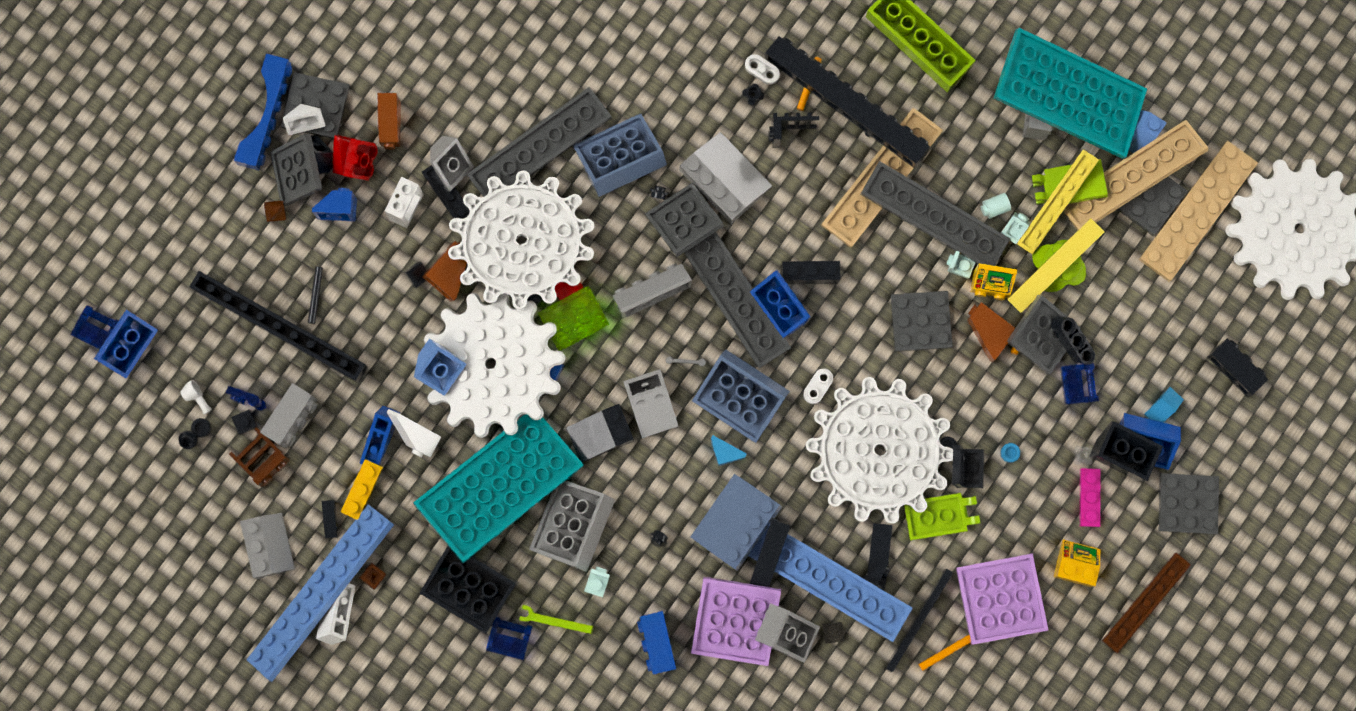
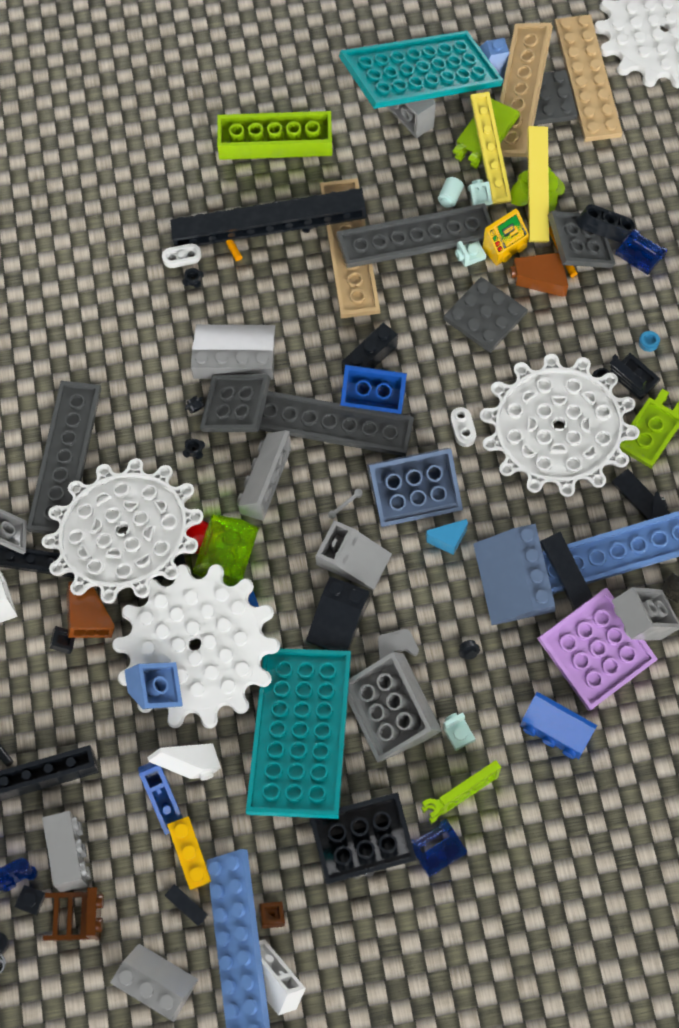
camera: 40 degrees left, 15 degrees down
(617, 486) = (396, 642): none -> light grey piece
(620, 155) = (136, 406): sand blue slope -> none
(627, 228) = (193, 443): none -> black plate
(781, 123) = (239, 280): black plate -> none

